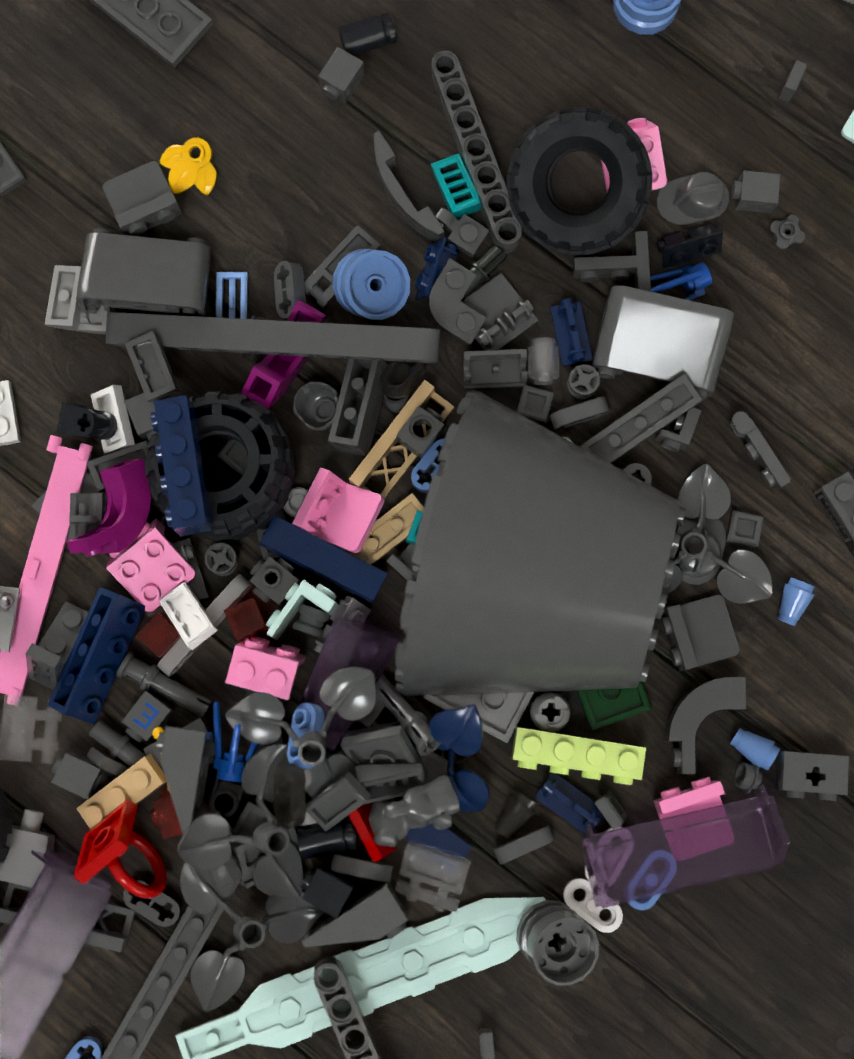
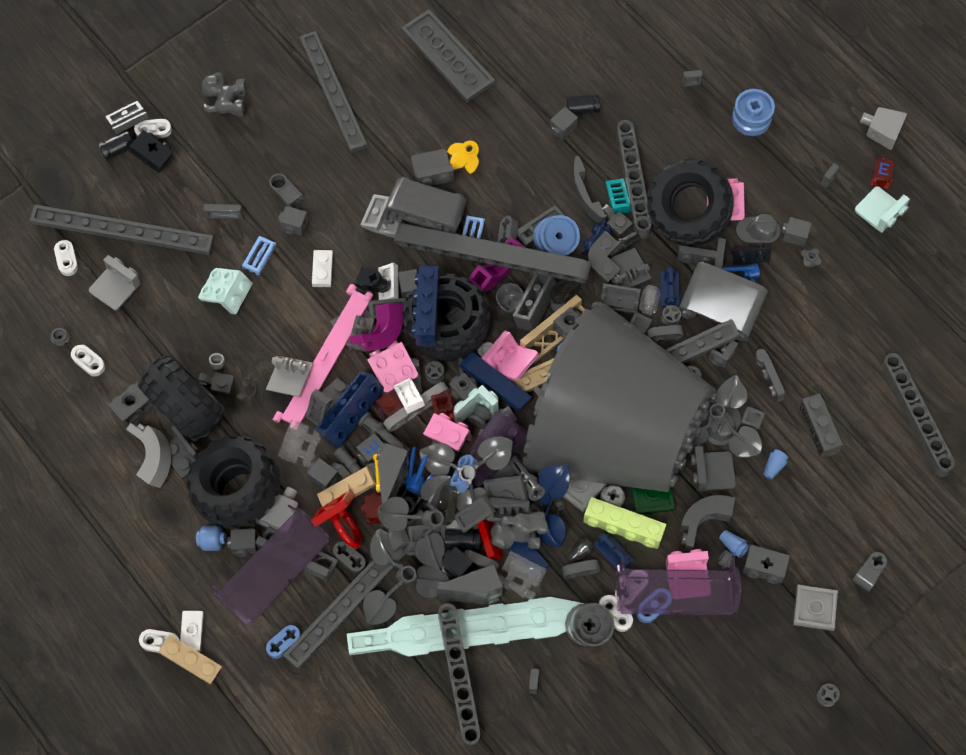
camera: 15 degrees right, 15 degrees down
(151, 366) = (418, 253): dark grey tile -> none
(611, 809) = (638, 559): dark grey tile -> none

